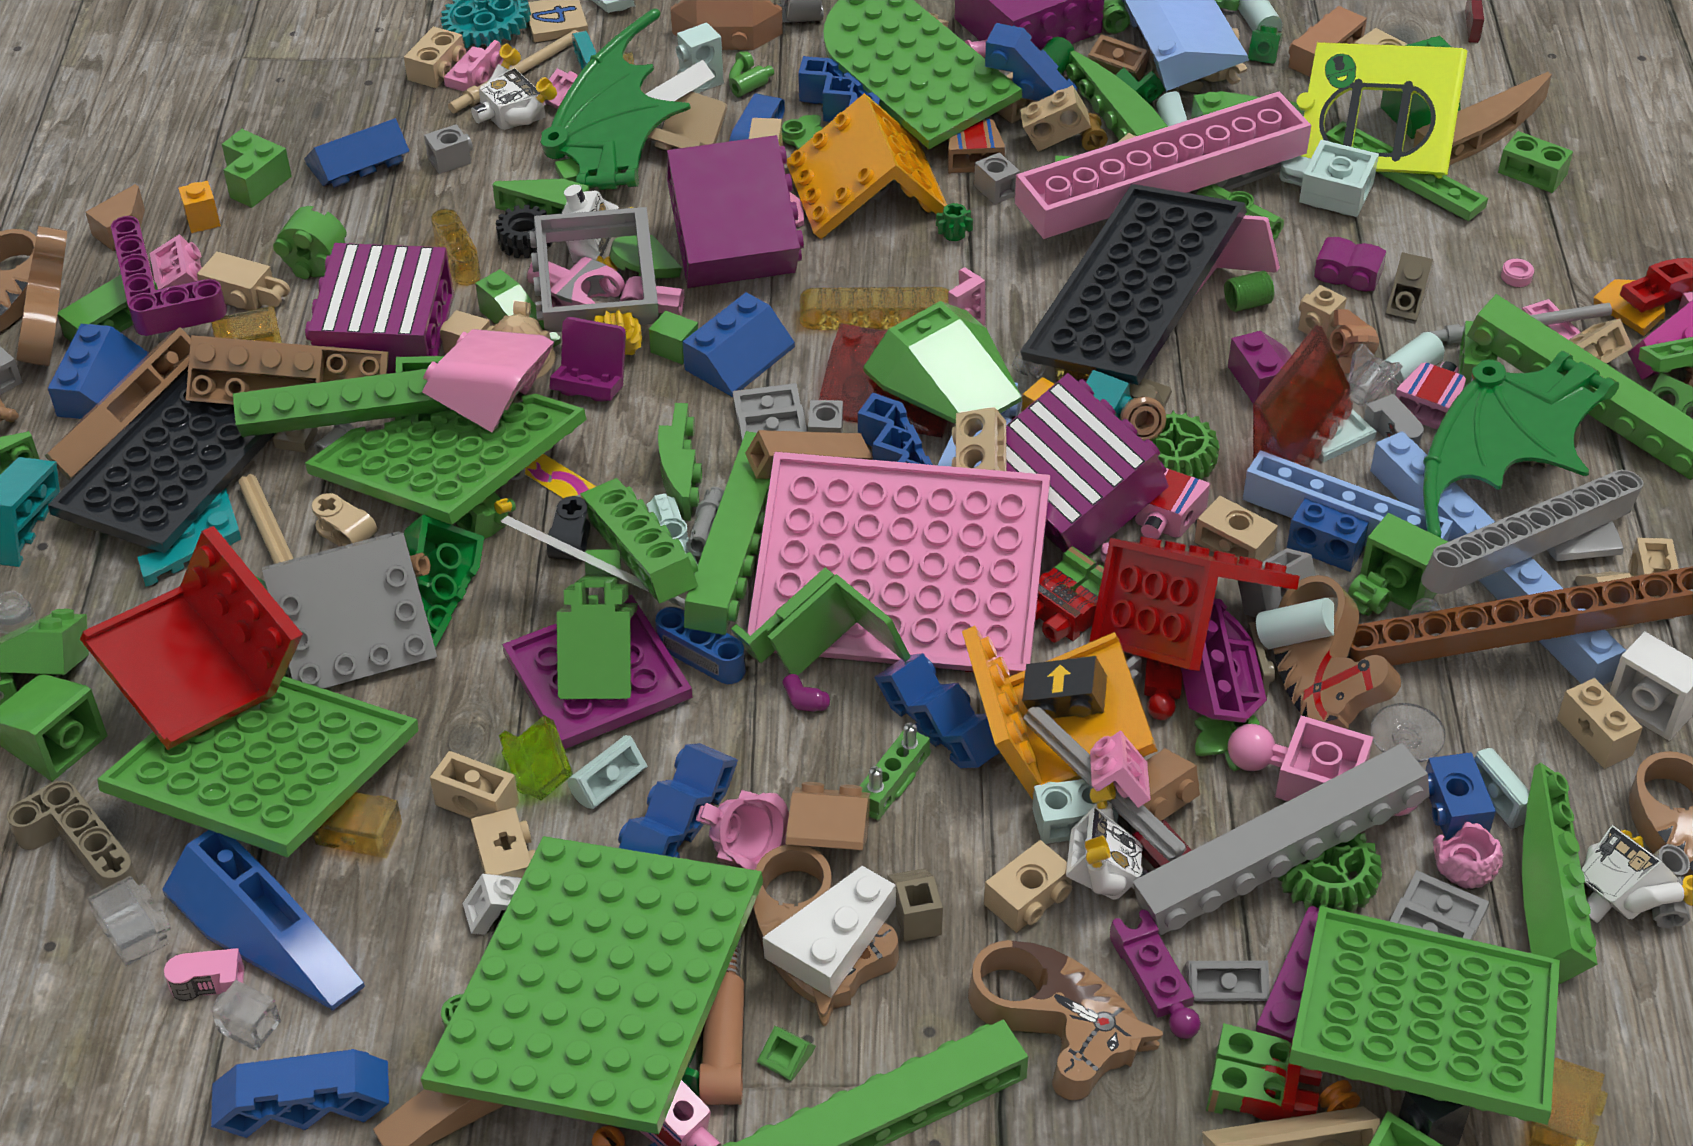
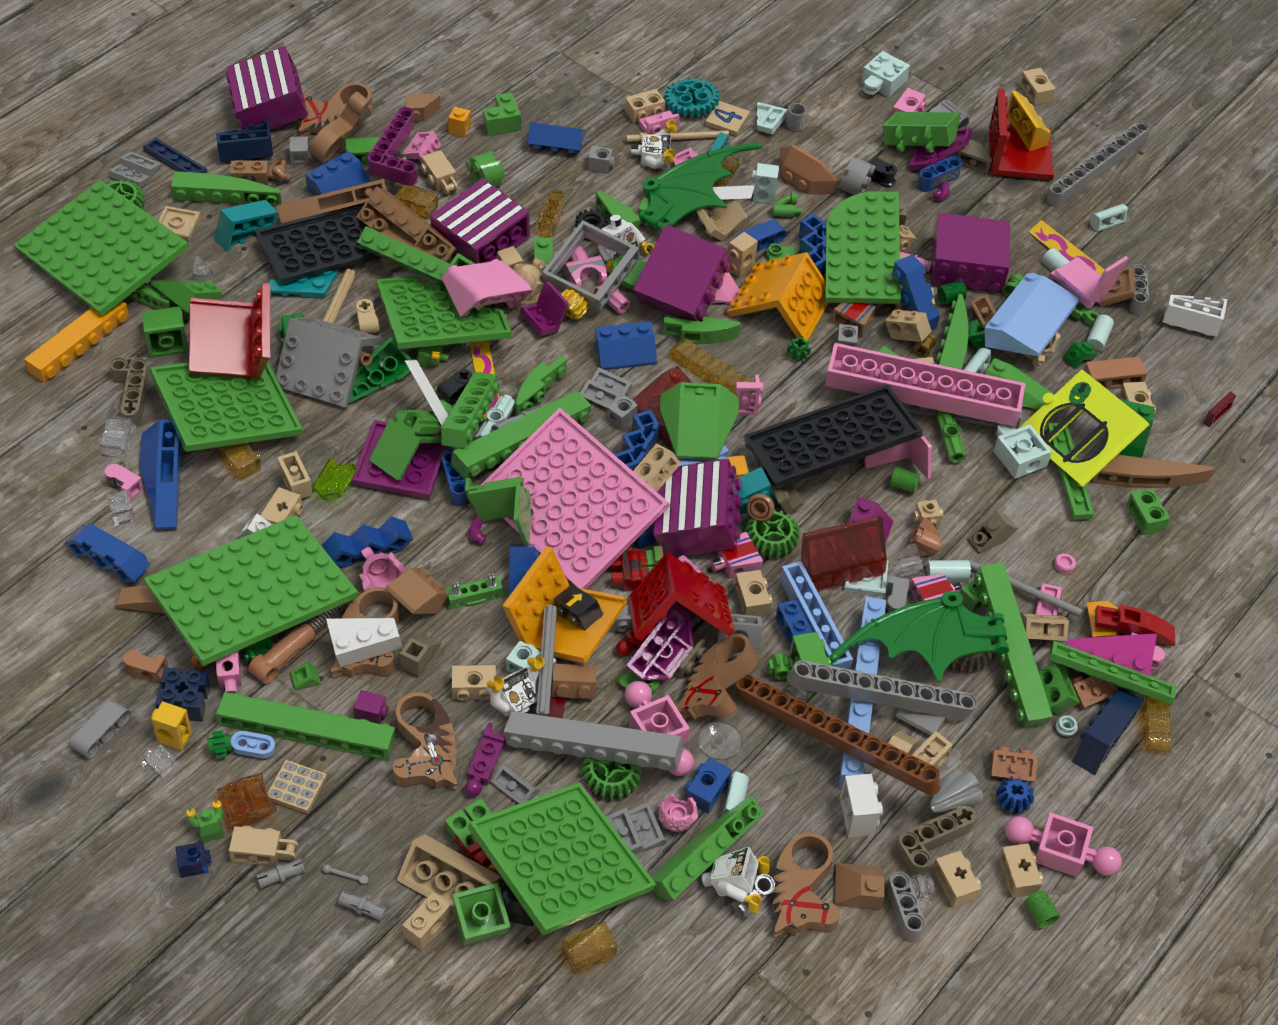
camera: 35 degrees right, 5 degrees up
(607, 773) = (357, 507): light aqua brick -> none
(668, 335) = (599, 318): bright green brick -> none
(765, 443) = (598, 424): medium nougat brick -> none
(818, 268) = (705, 332): none -> bright green slope
(931, 1022) = (370, 707): none -> magenta brick
(1119, 762) = (554, 658): bright pink bracket -> none
(1296, 623) = (713, 651): light aqua brick -> none
(1350, 264) = (975, 500): magenta brick -> none
(1599, 723) = (815, 802): tan brick -> none

